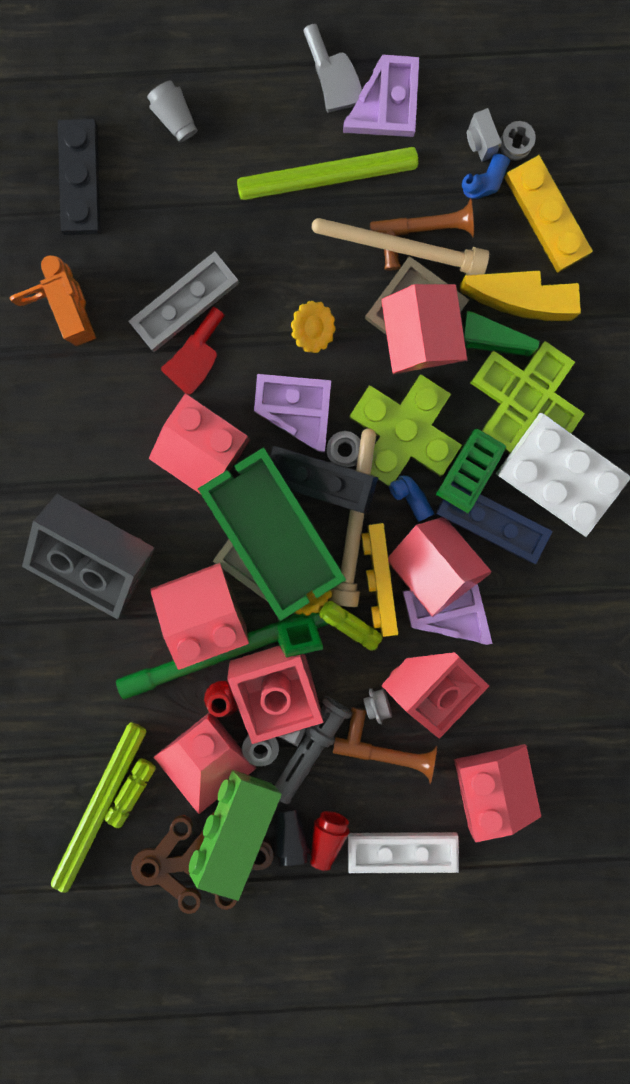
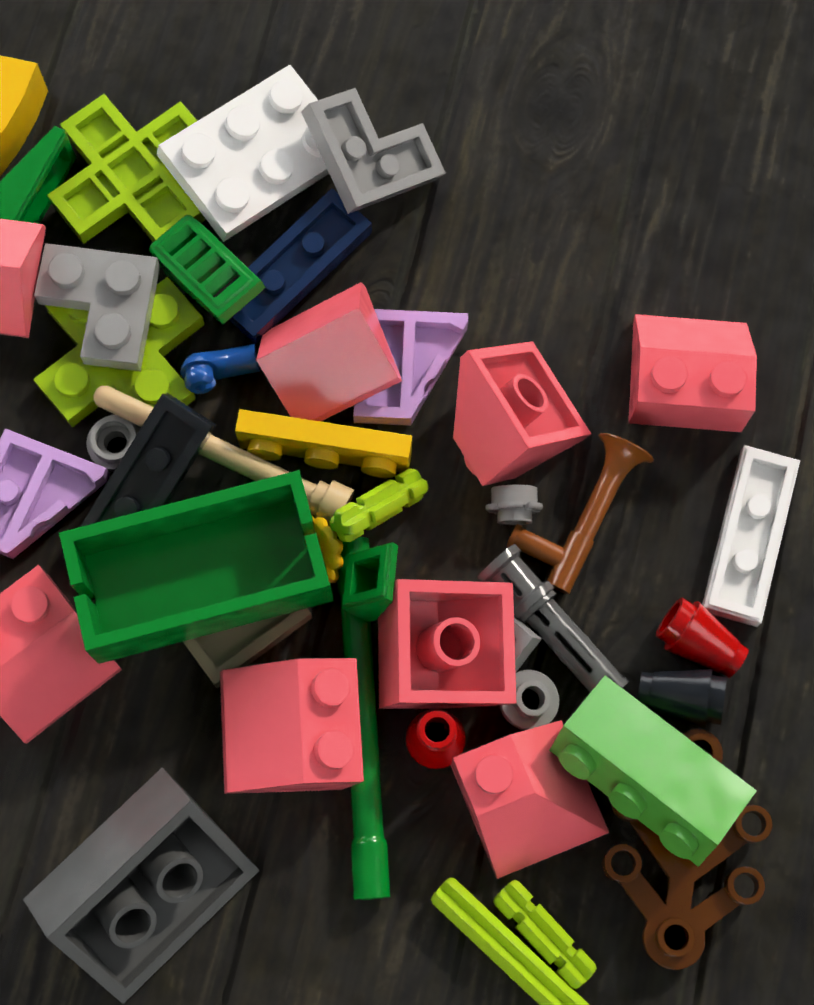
camera: 70 degrees left, 15 degrees down
(440, 417) = (115, 291): none -> light grey plate
(574, 547) = (360, 162): none -> light grey plate

